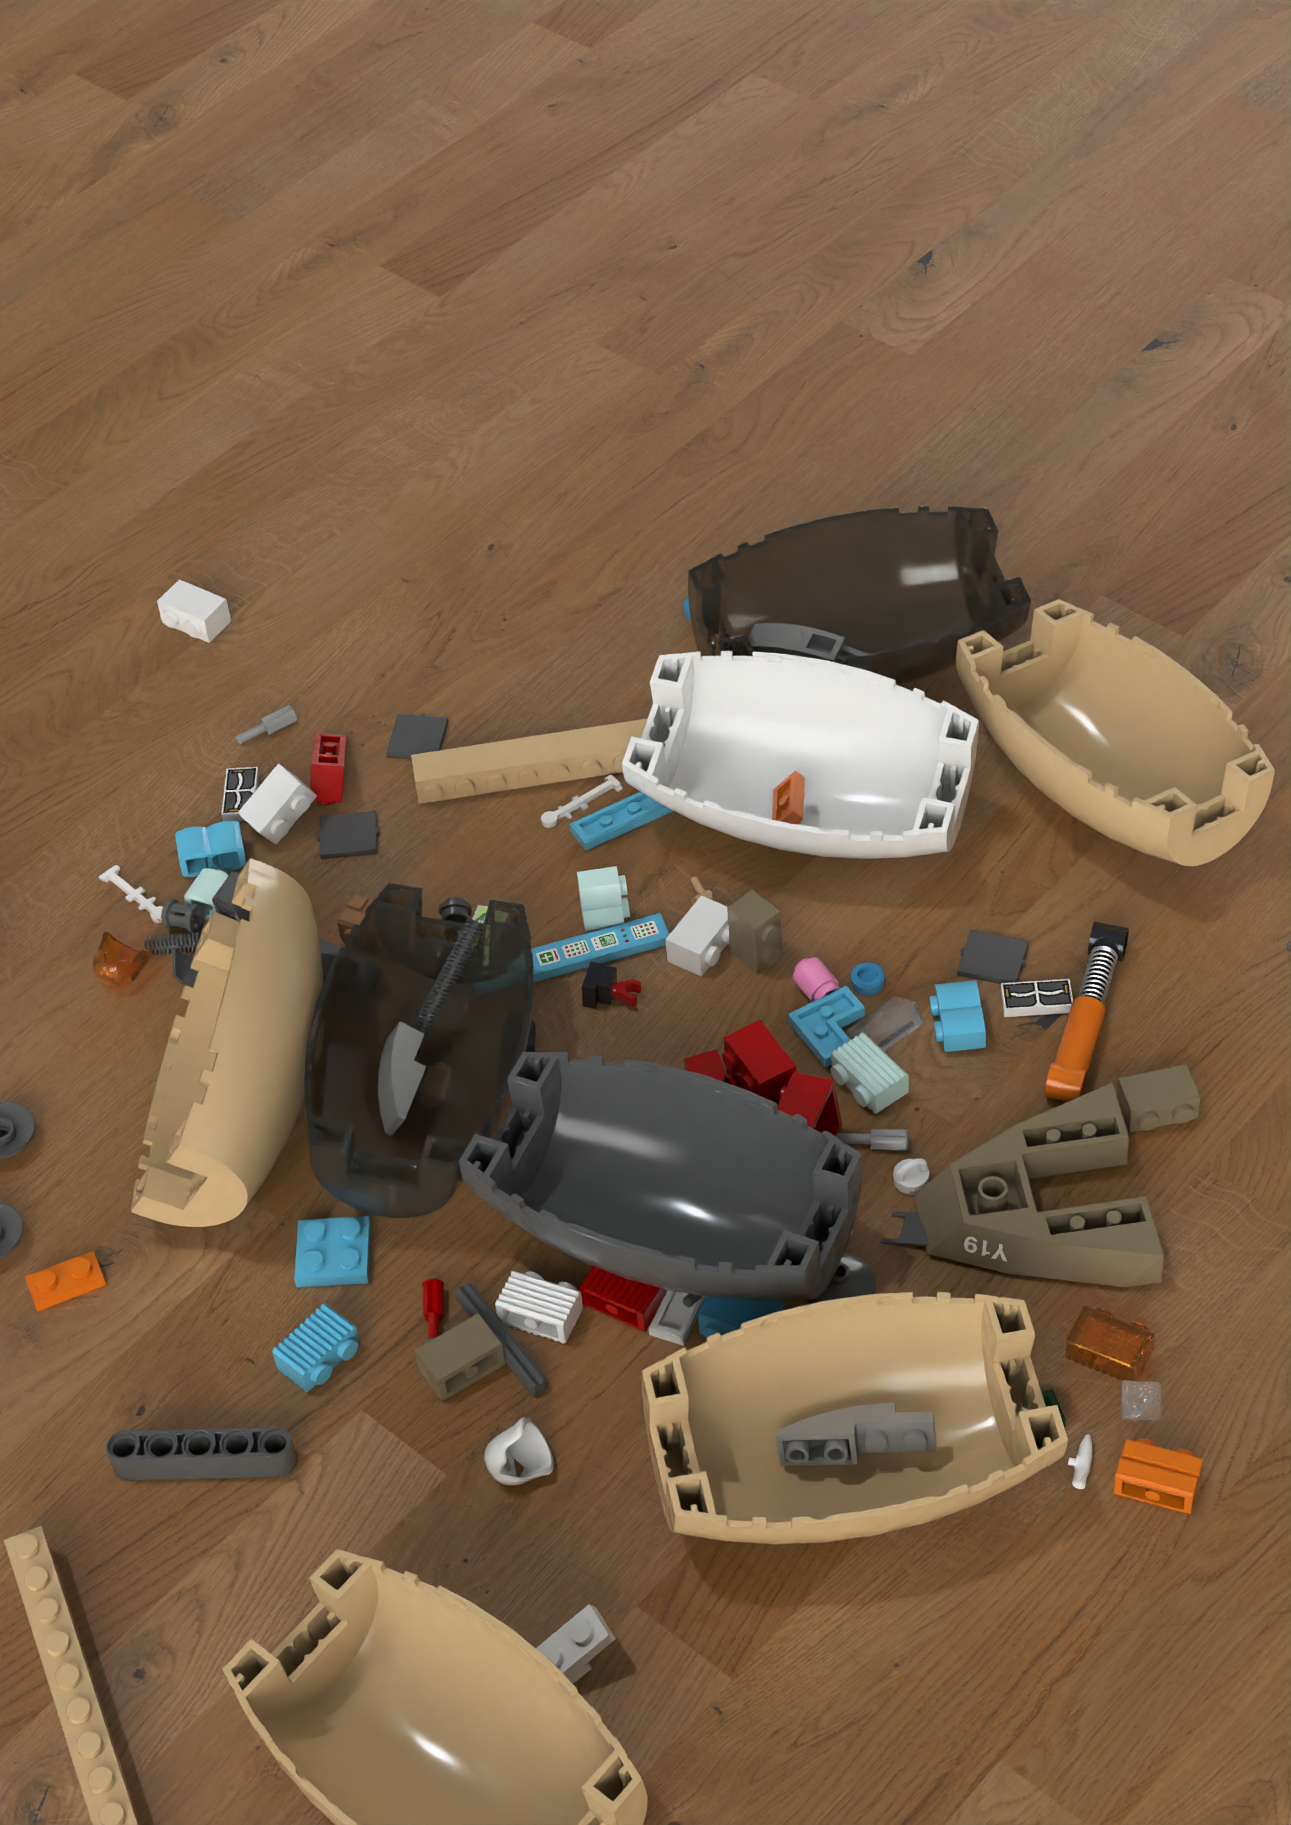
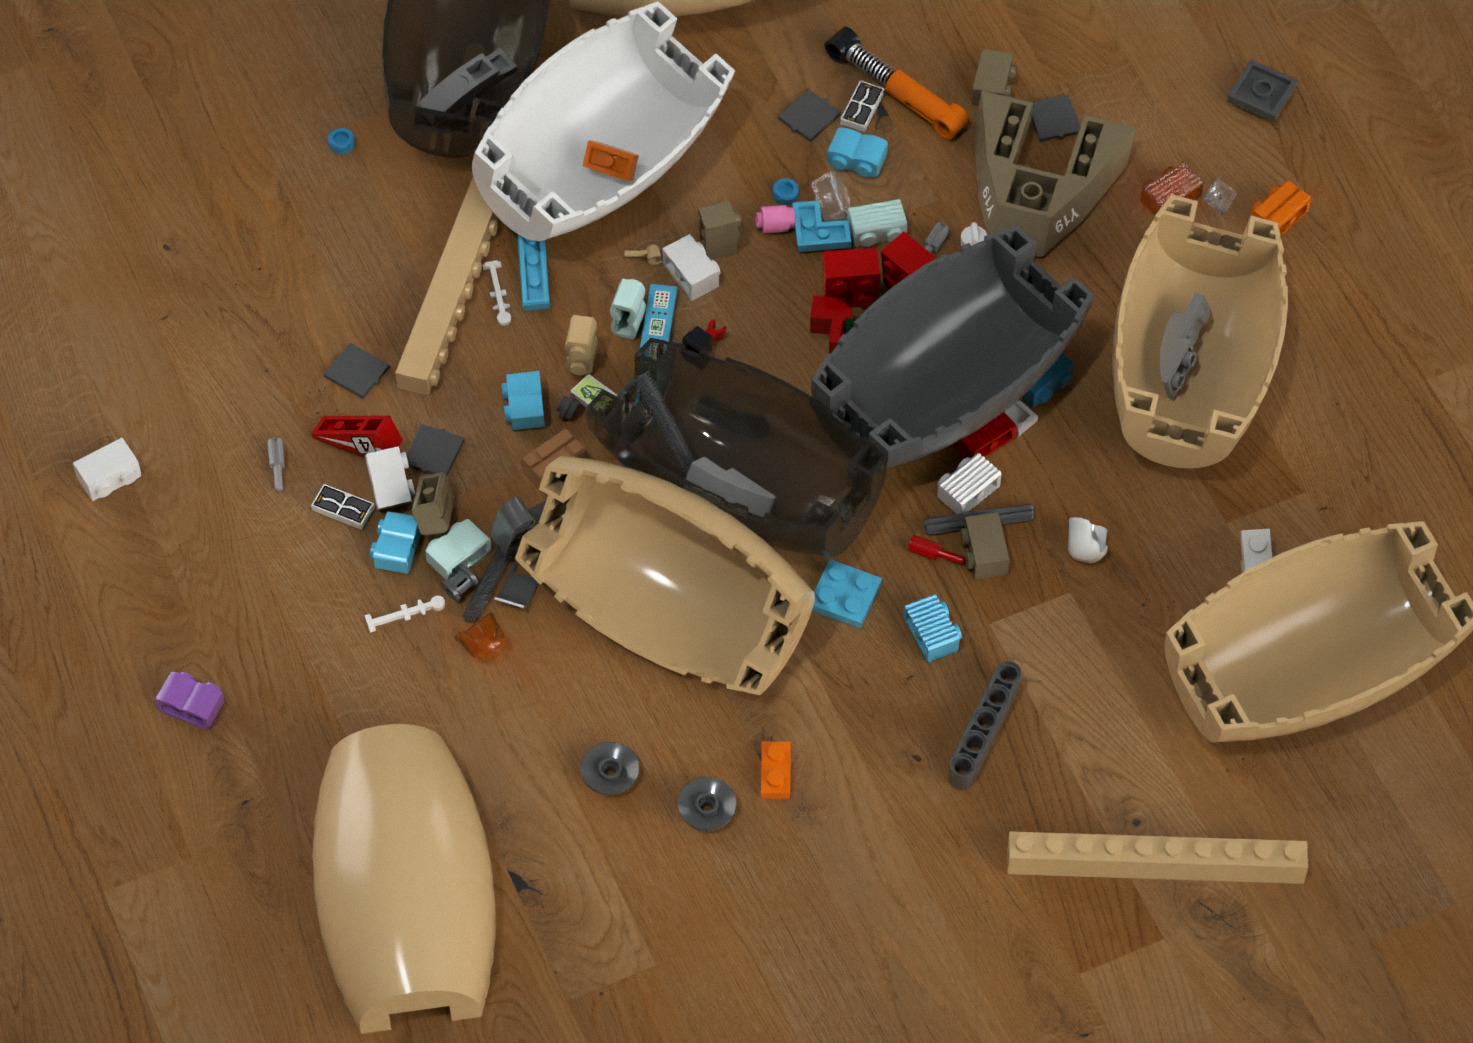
camera: 70 degrees left, 10 degrees up
(267, 844) = (433, 504): none -> dark tan brick
(444, 873) = (525, 400): none -> medium azure brick
(528, 880) = (581, 345): none -> tan brick
(1154, 1179) = (1054, 118): none -> dark grey piece

